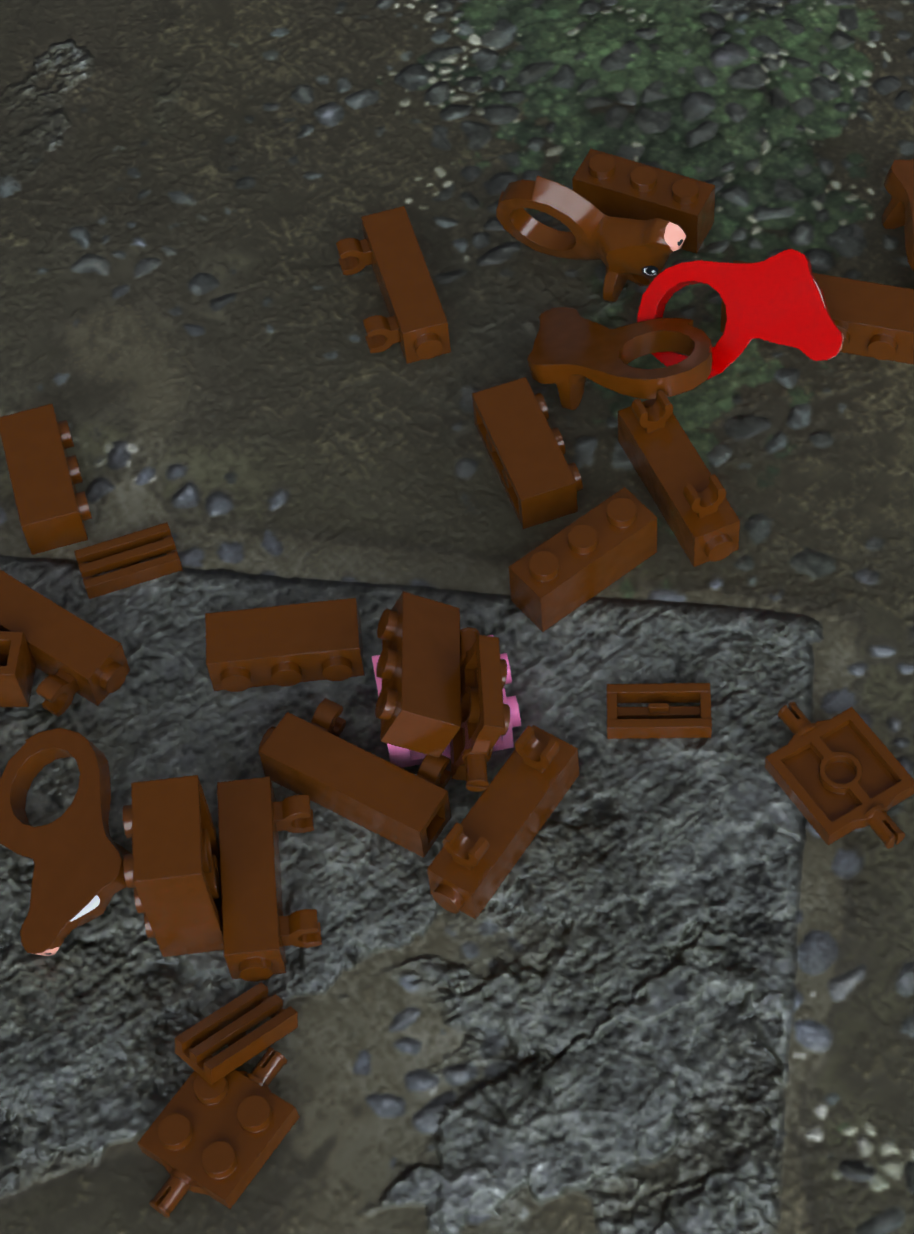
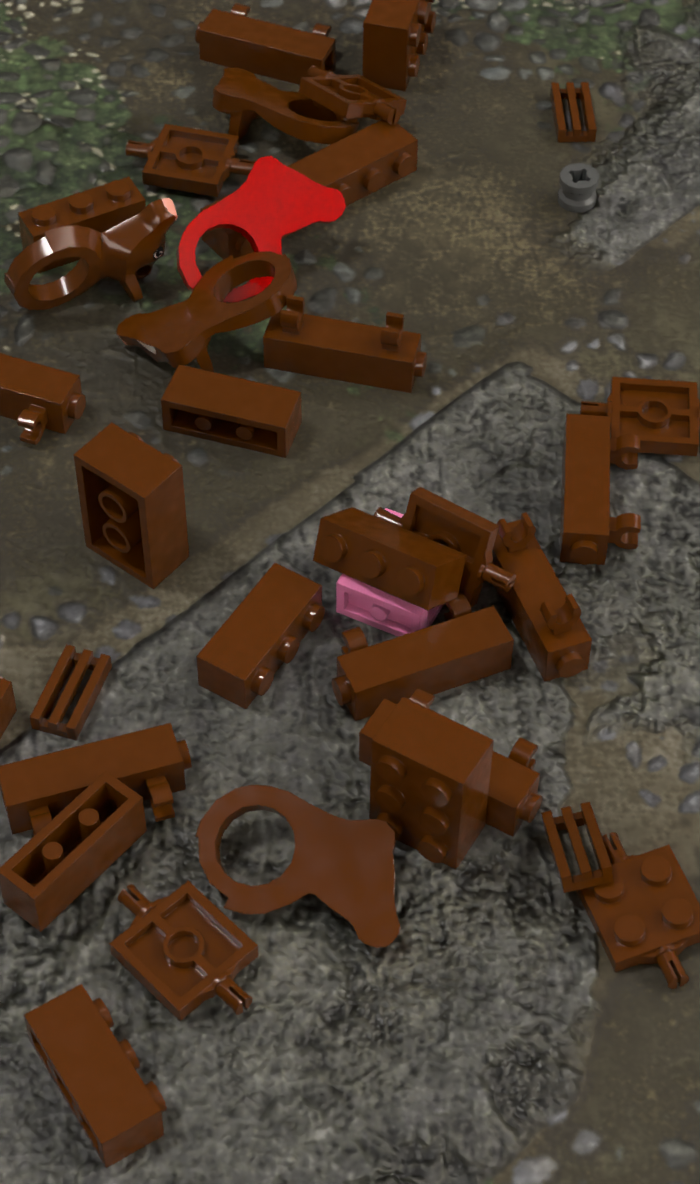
camera: 60 degrees left, 5 degrees down
(314, 455) = (132, 504): none -> reddish brown brick
(583, 559) = (361, 433): reddish brown brick -> none
(659, 718) = (502, 495): reddish brown tile -> none
(683, 777) = (586, 490): none -> reddish brown brick
(813, 211) = (190, 159): none -> reddish brown plate

